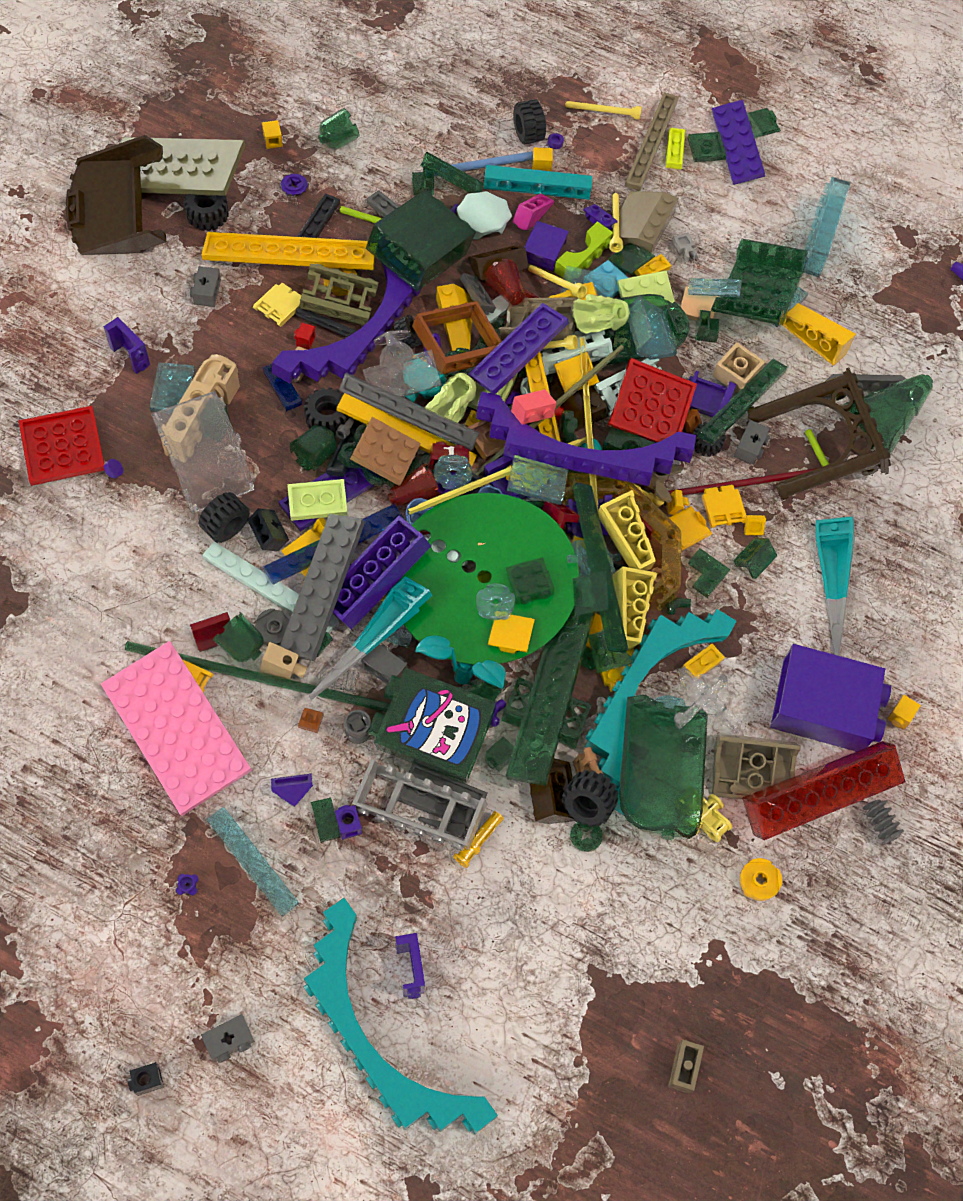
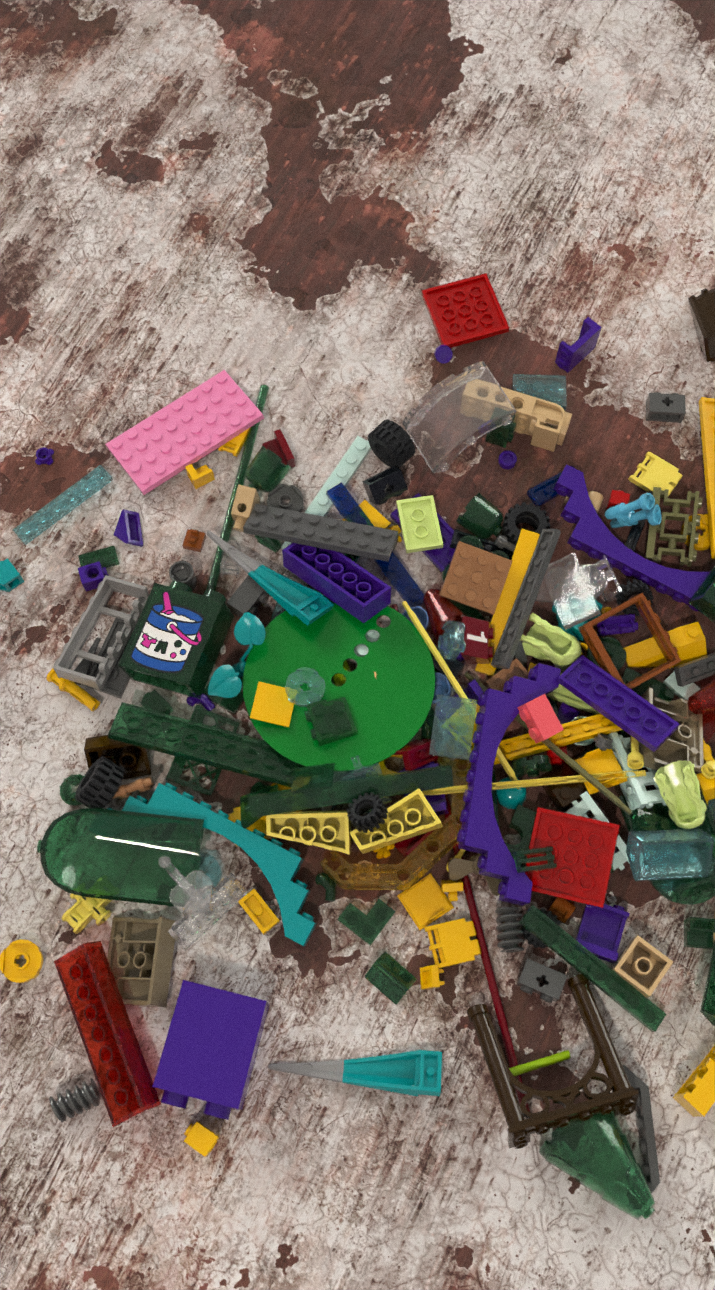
camera: 95 degrees right, 5 degrees up
(232, 713) = (200, 475): none -> yellow panel
(246, 424) = (507, 459): none -> dark purple tile
(324, 327) = (624, 514): none -> medium azure piece
(552, 365) = (603, 742): none -> dark grey plate
(612, 546) = (369, 821): none -> black tyre
(657, 419) = (549, 857): none -> tile
(714, 459) = (509, 928): none -> dark grey piece

